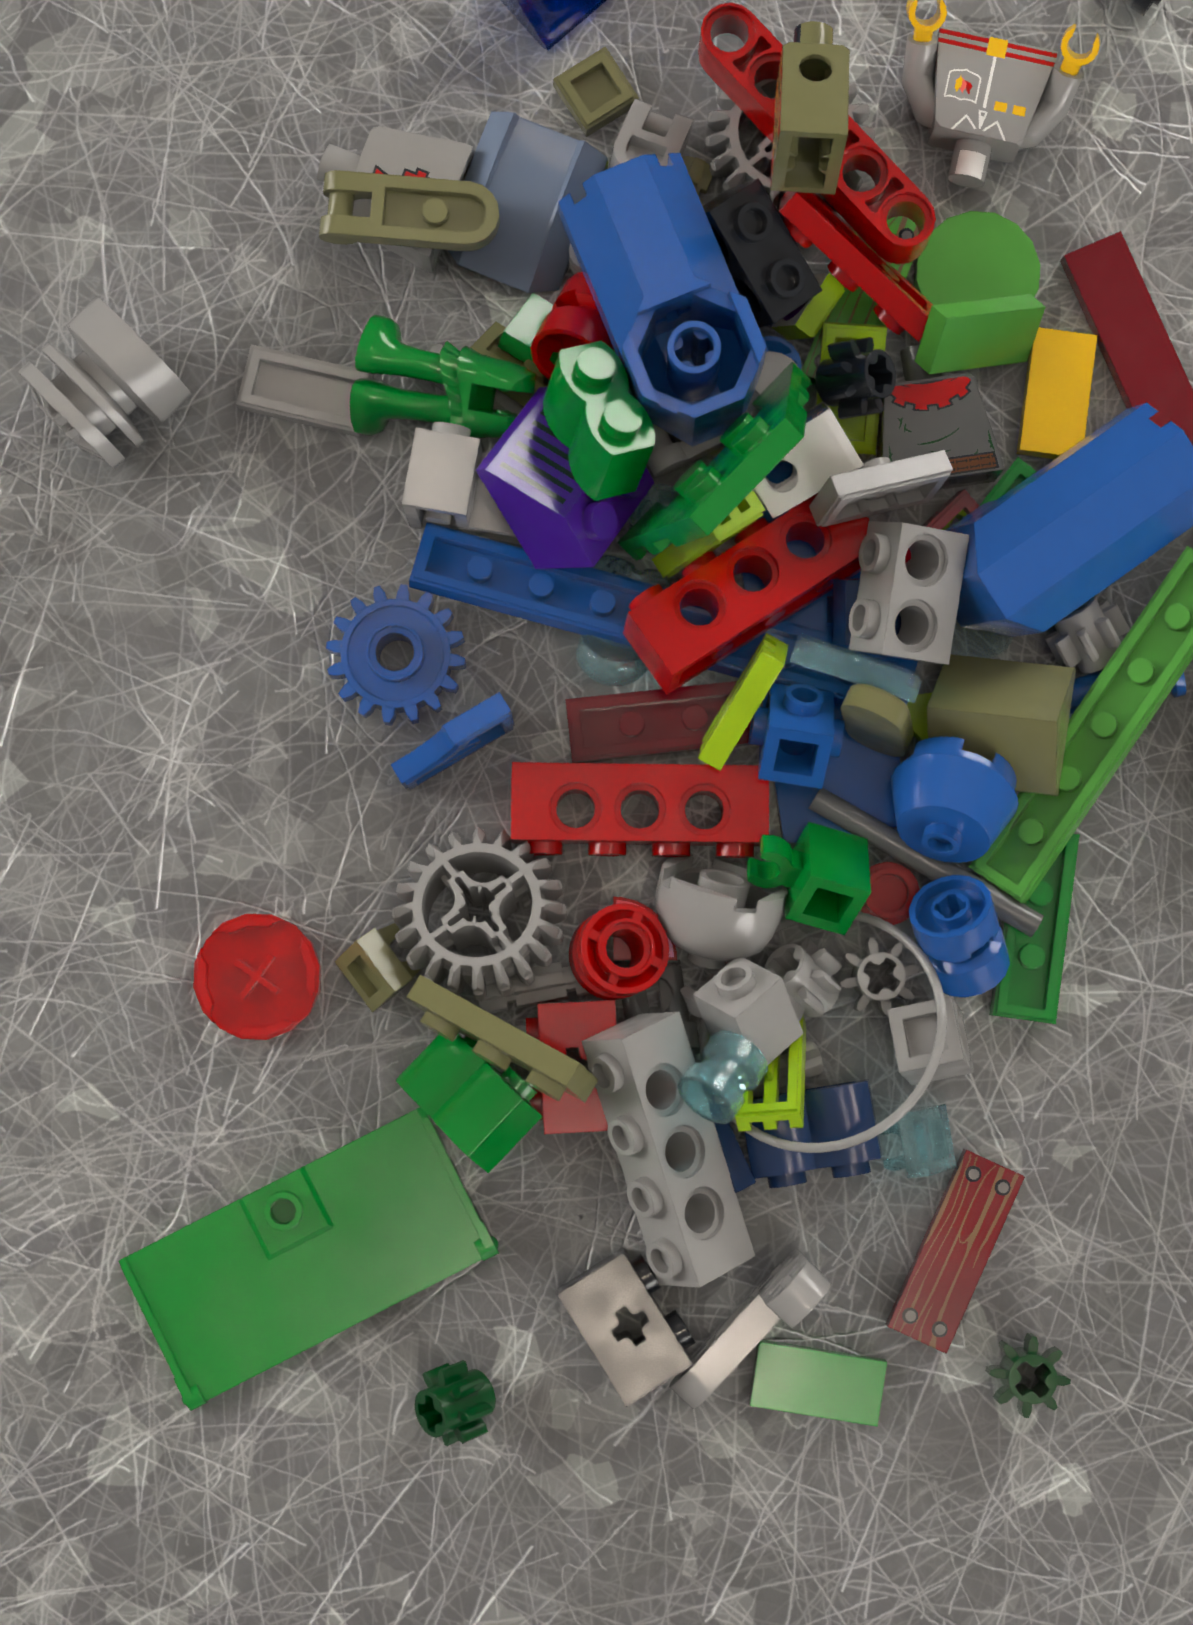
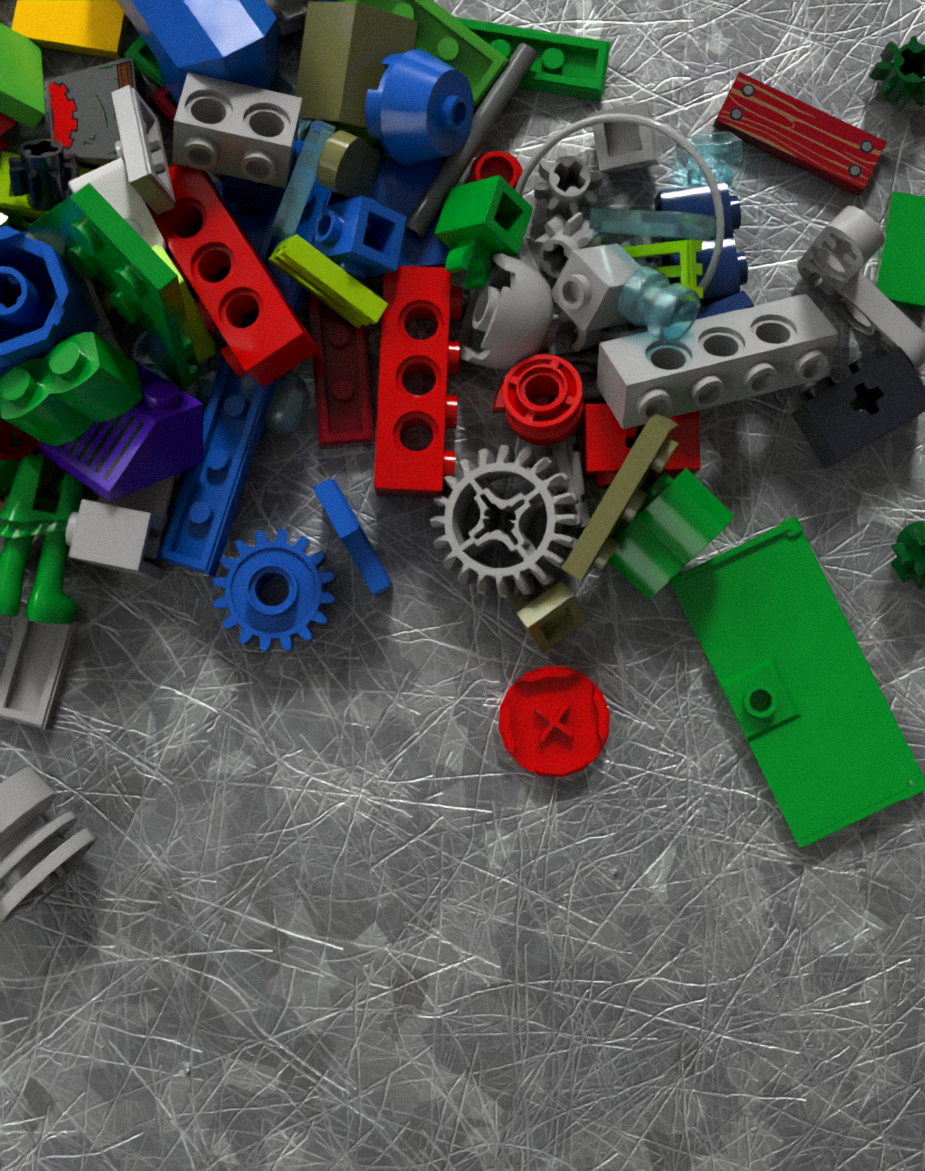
camera: 85 degrees left, 0 degrees up
(820, 1070) = (653, 223): none -> clear light blue tile
(960, 934) = (532, 107): blue wheel -> none

